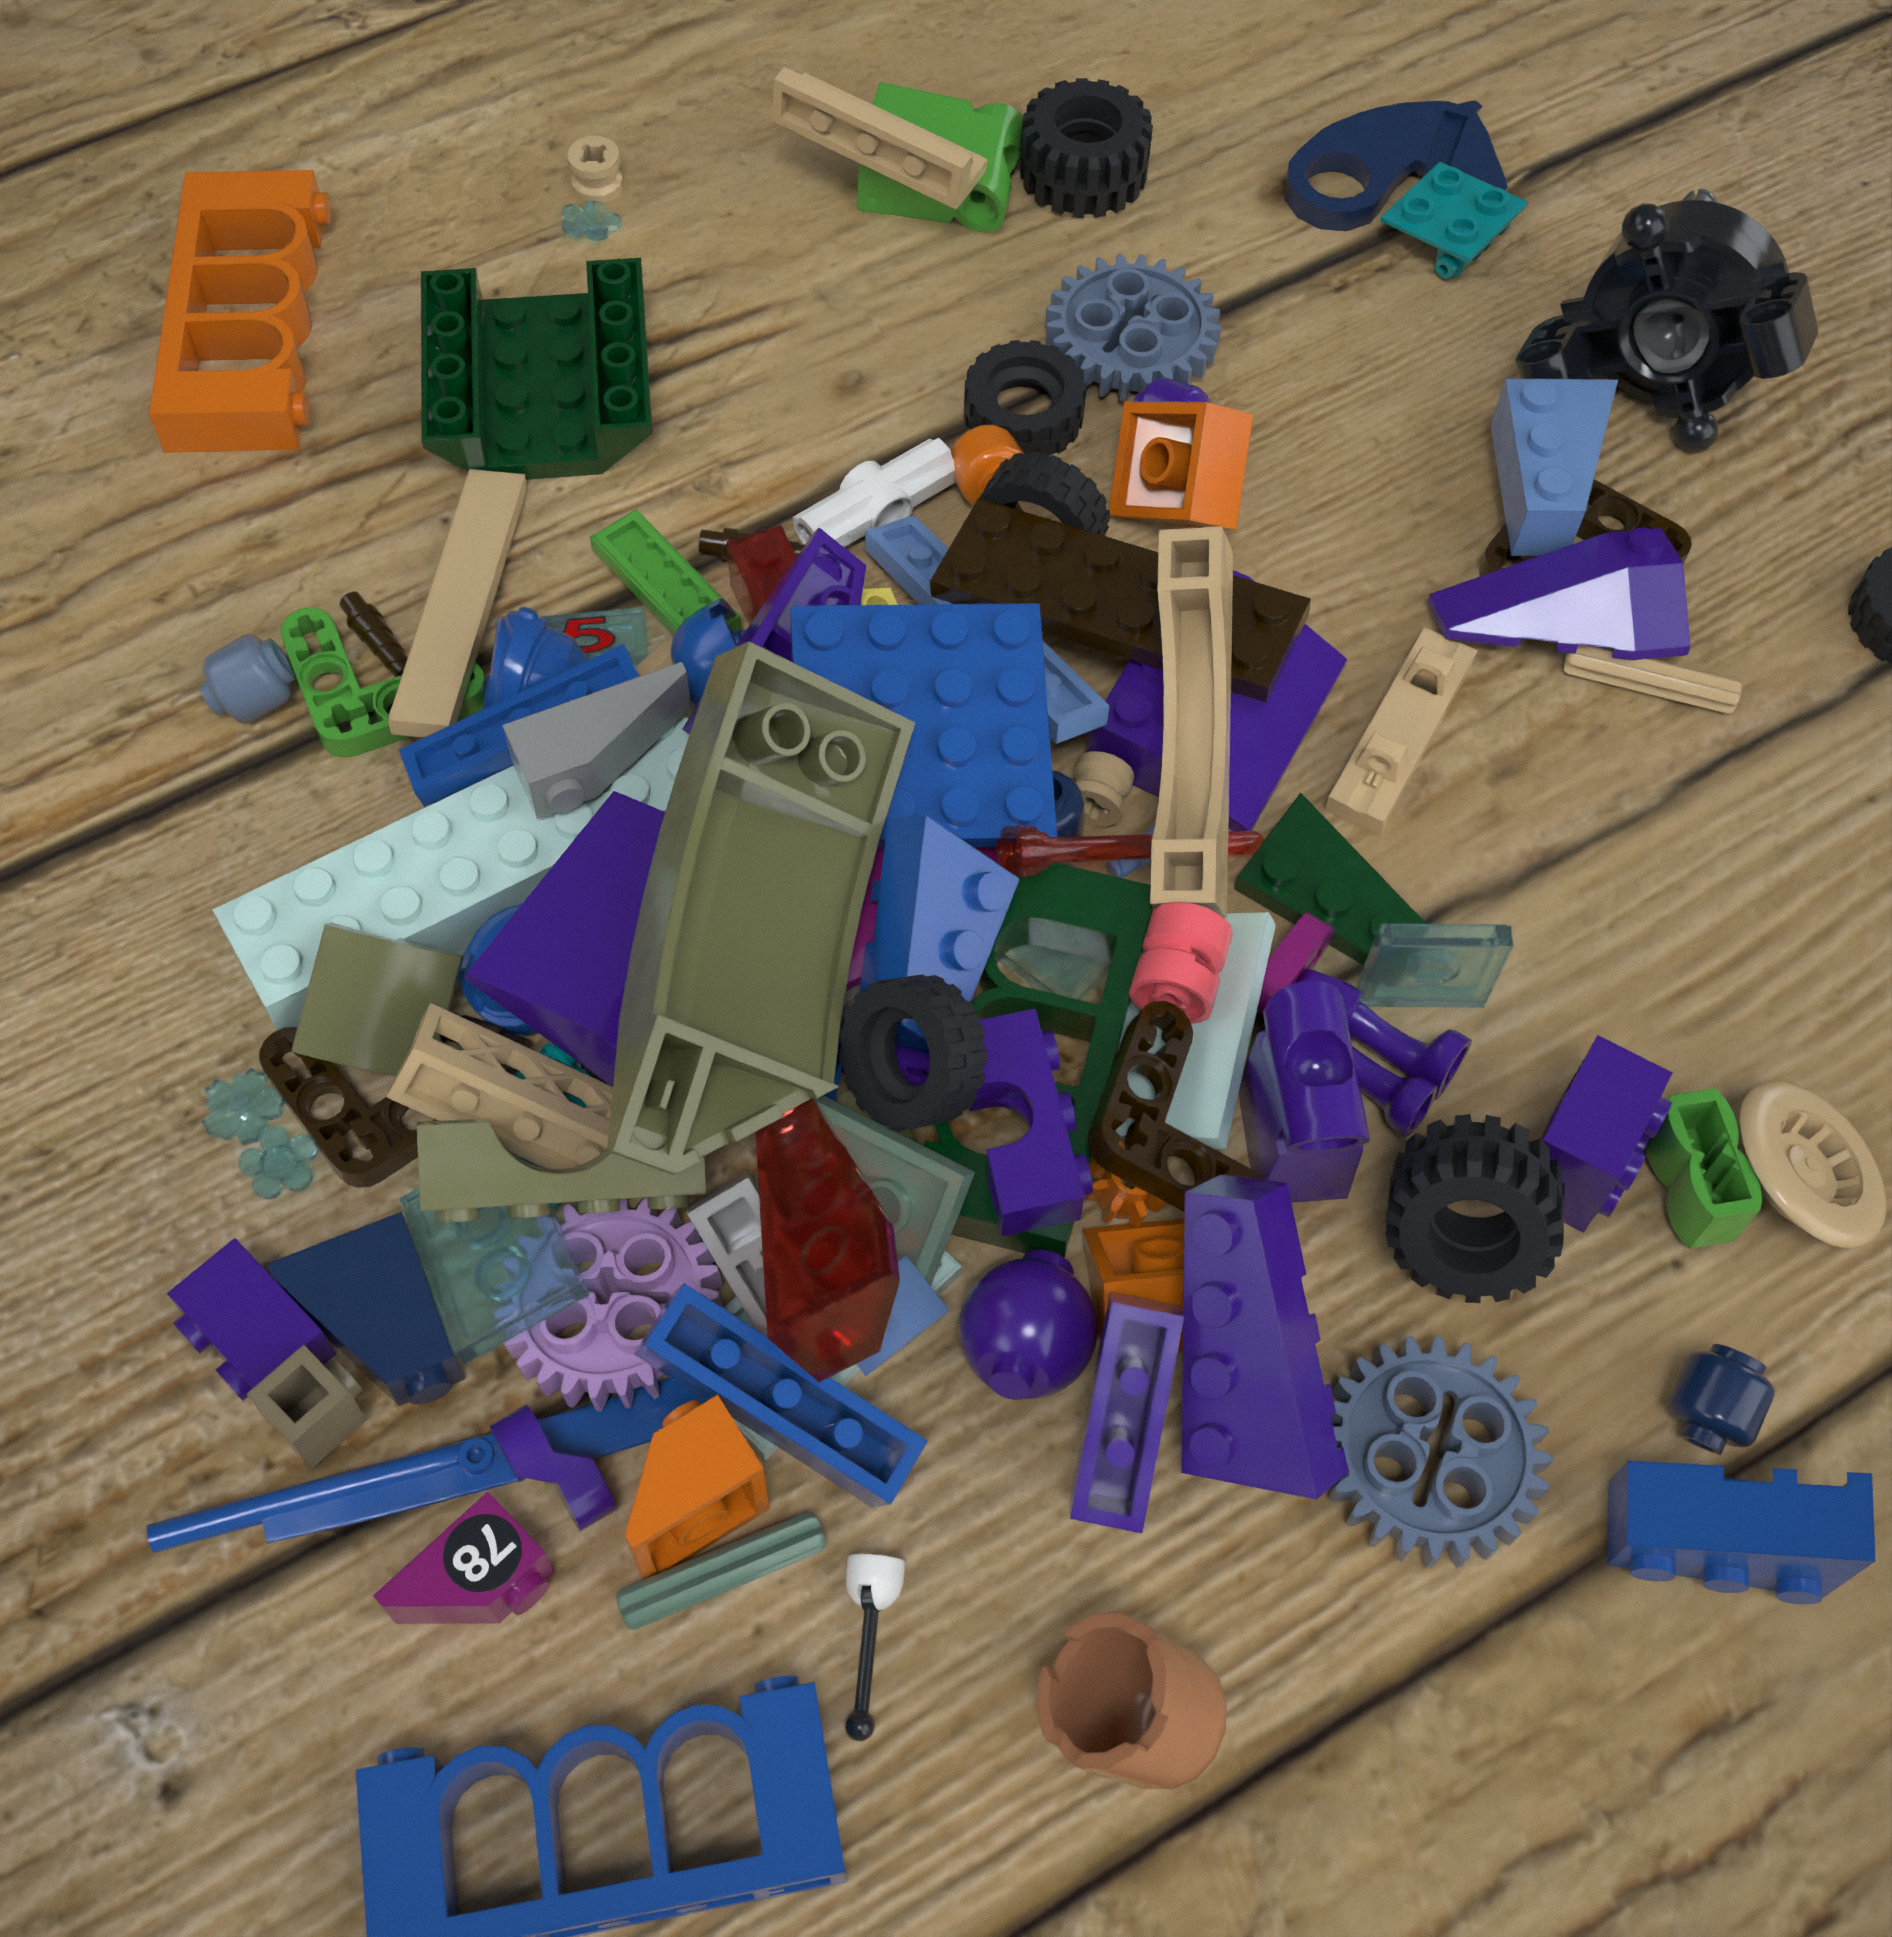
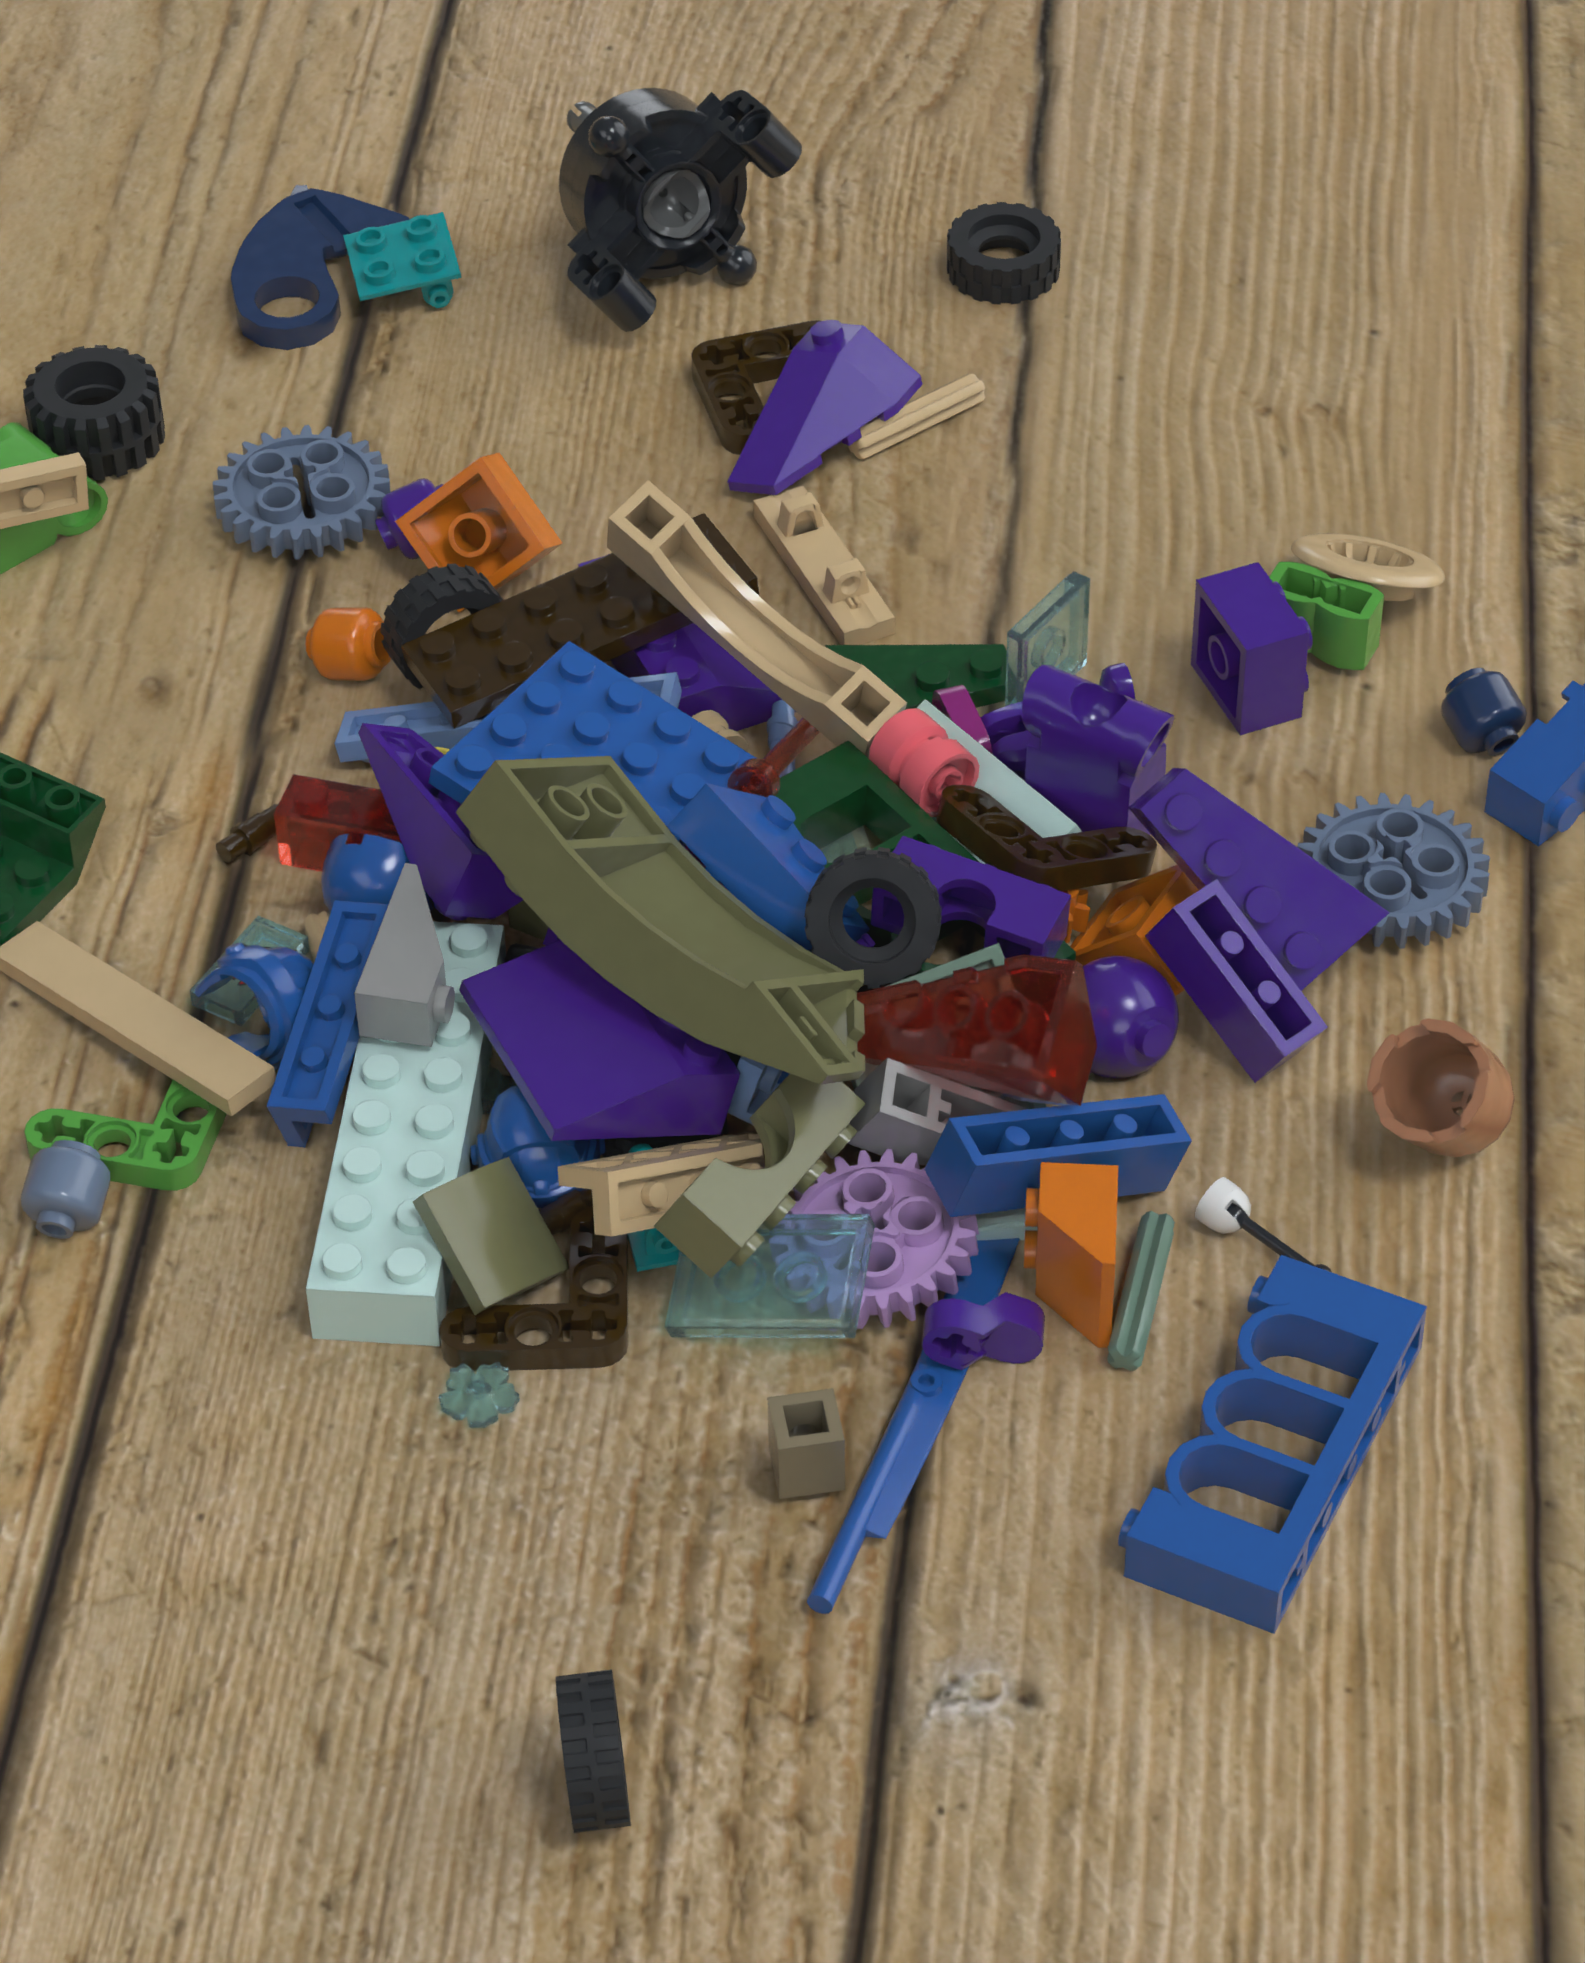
camera: 50 degrees left, 15 degrees down
(243, 1318) = (695, 1458): dark purple brick -> none
(279, 1162) = (554, 1392): clear light blue plant -> none
(374, 632) = (97, 1097): dark brown animal -> none
(376, 1308) = (738, 1362): dark blue slope -> none
(470, 1572) = (1022, 1418): magenta slope -> none
(655, 571) = (239, 891): bright green plate -> none
(879, 494) = (304, 718): white piece -> none
(1033, 367) = (291, 563): black tyre -> none
(1468, 1252) = (1290, 731): black tyre -> none
(1547, 457) = (696, 340): medium blue wedge -> none

